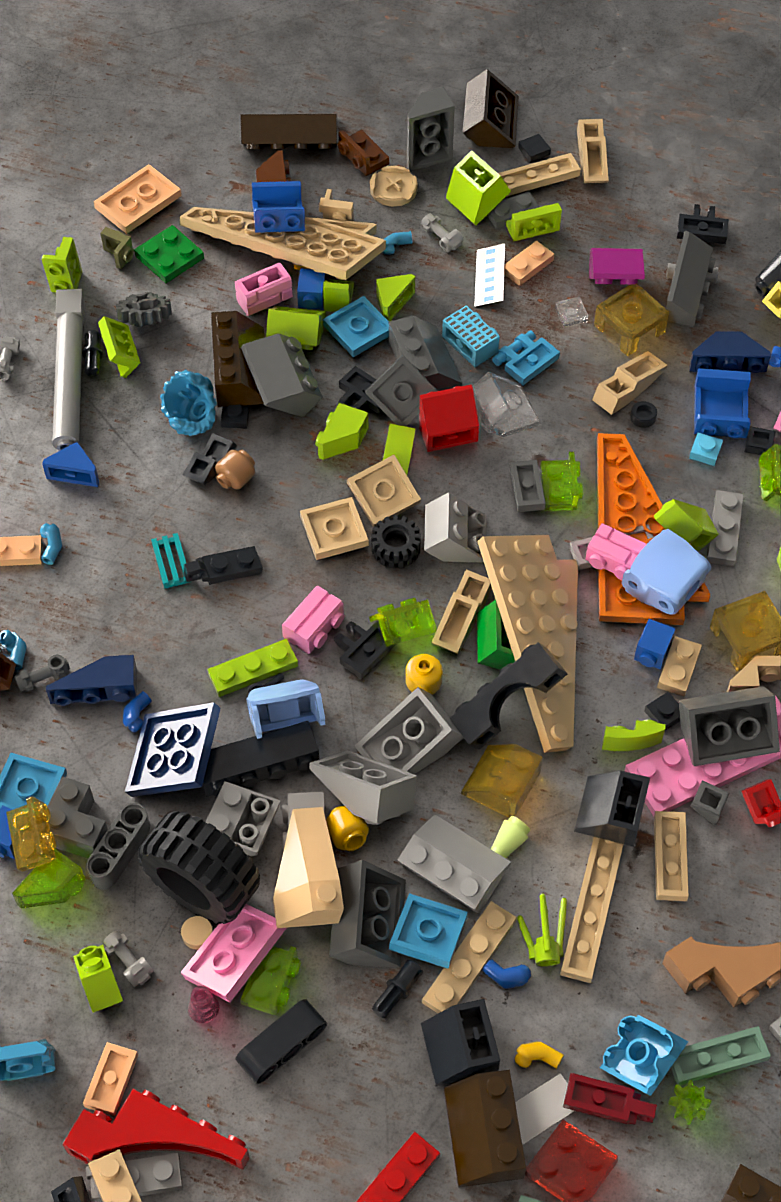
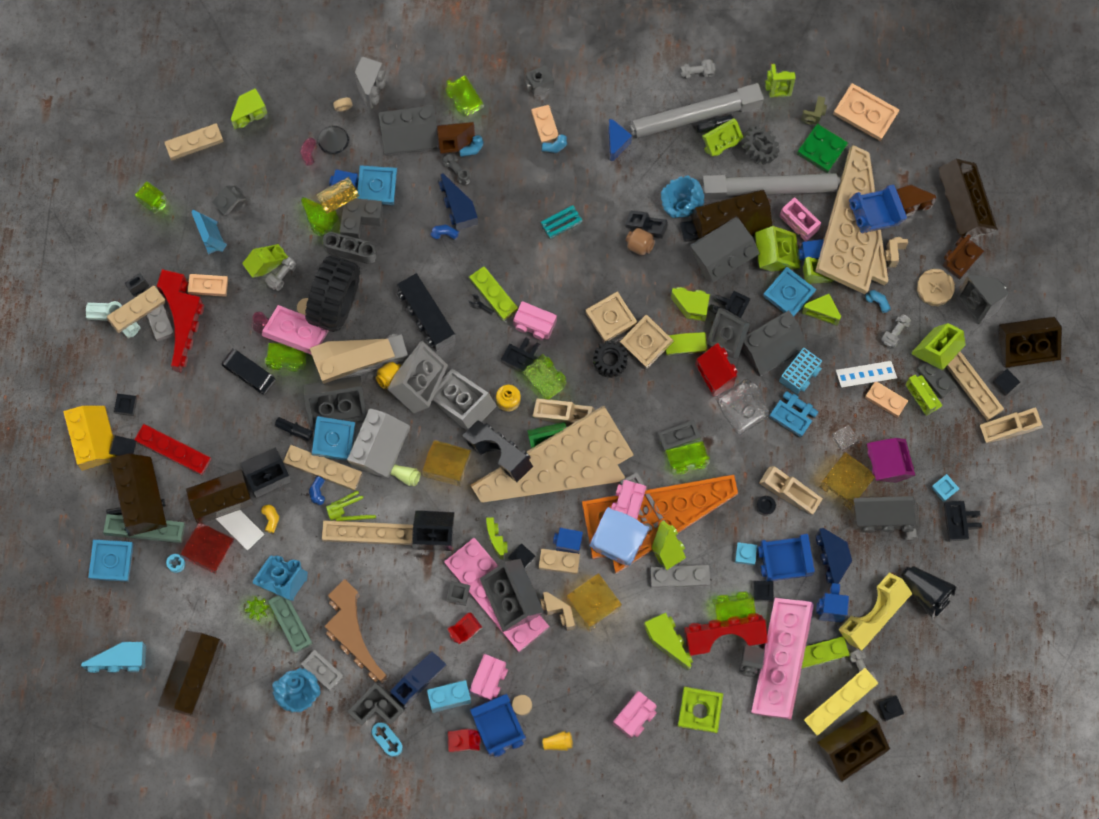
camera: 75 degrees right, 15 degrees up
(173, 750) = (415, 259): dark blue plate -> none
(205, 301) = (718, 186): none -> light grey brick
(224, 566) = (563, 256): black hinge -> none
(243, 816) = (378, 311): light grey slope -> none
(284, 705) = (462, 315): light blue piece -> none
(453, 530) = (627, 395): light grey slope -> none
(607, 1100) = (249, 561): dark red hinge -> none
(658, 230) = (945, 488): none -> medium azure plate
(671, 856) = (416, 575): tan plate -> none

